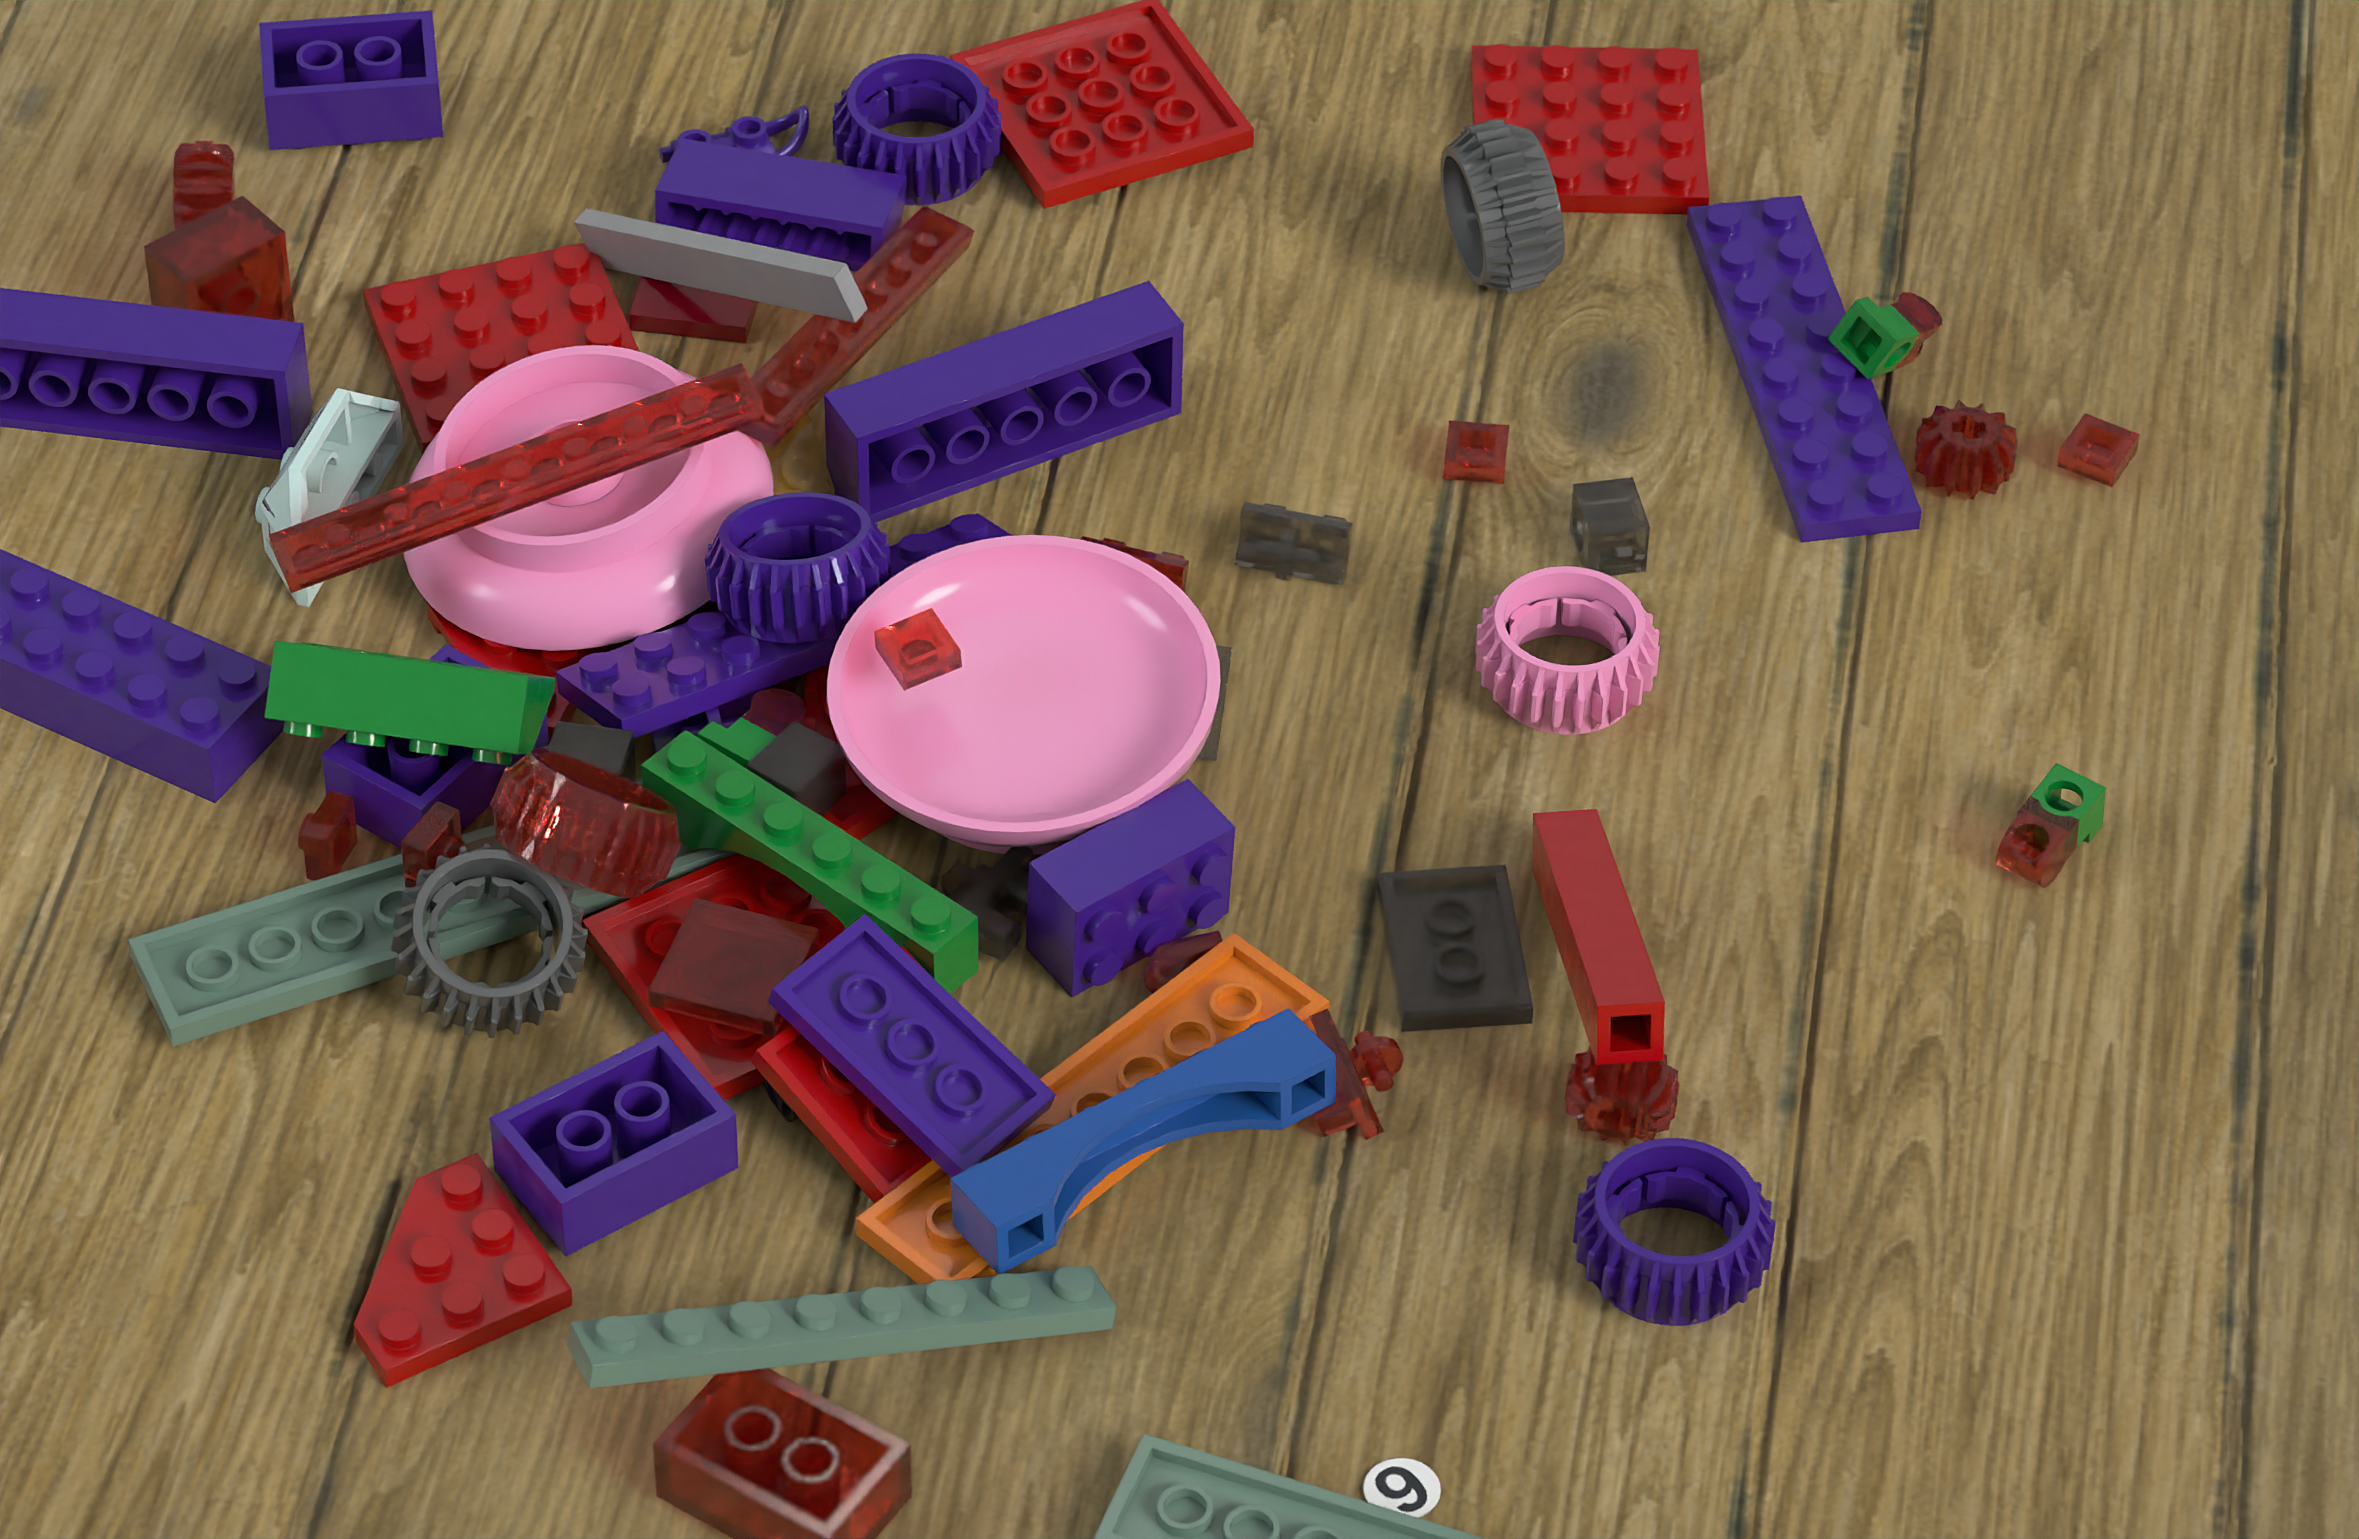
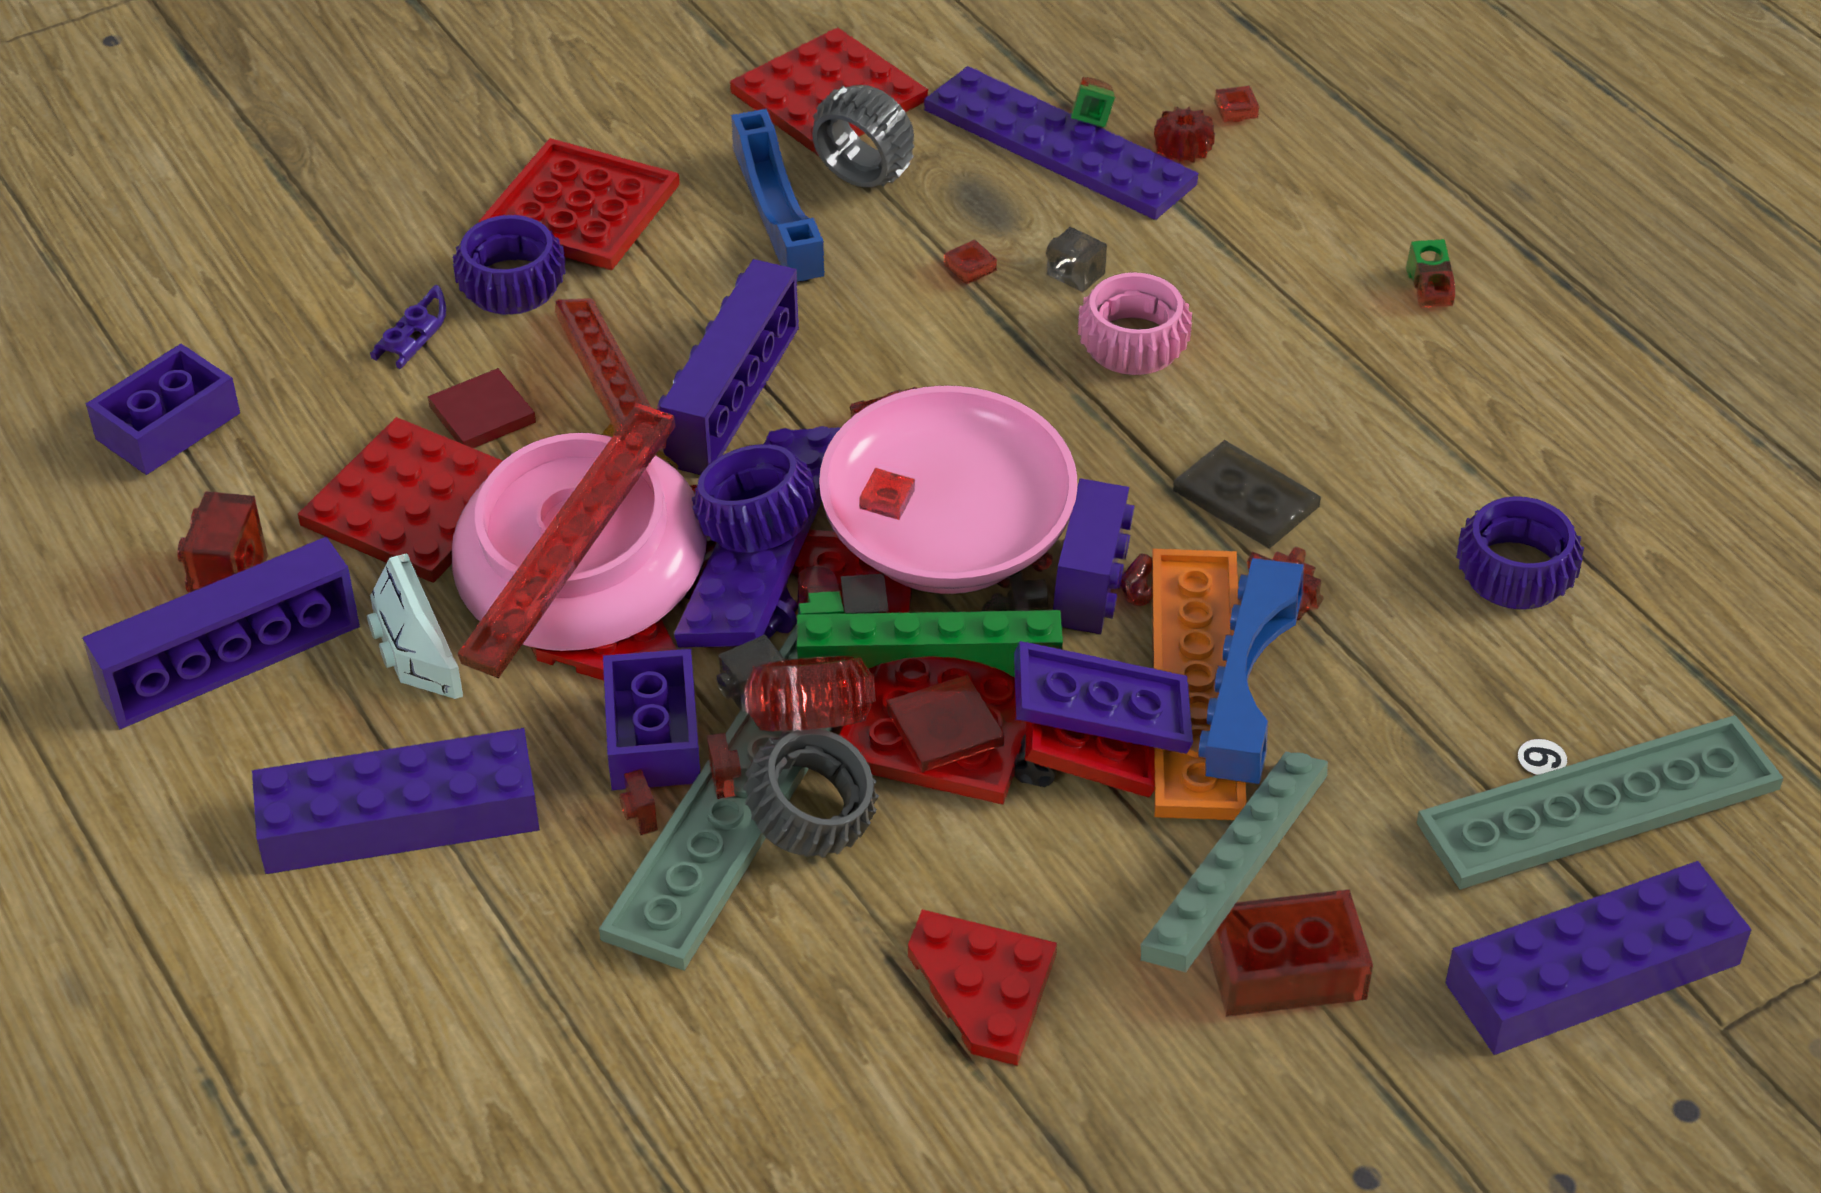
camera: 40 degrees left, 0 degrees up
(201, 180) = (149, 512): clear red gear -> none
(406, 698) = (634, 691): green slope -> none
(614, 1143) = (997, 852): dark purple brick -> none
(722, 265) = (510, 379): light grey tile -> none
(780, 201) = (480, 341): dark purple brick -> none
(1290, 288) = (789, 229): none -> blue arch
(1294, 543) = (942, 352): clear smoke hips -> none
(1598, 937) = (1337, 436): red brick -> none
(1622, 1097) = (1420, 504): clear red gear -> none

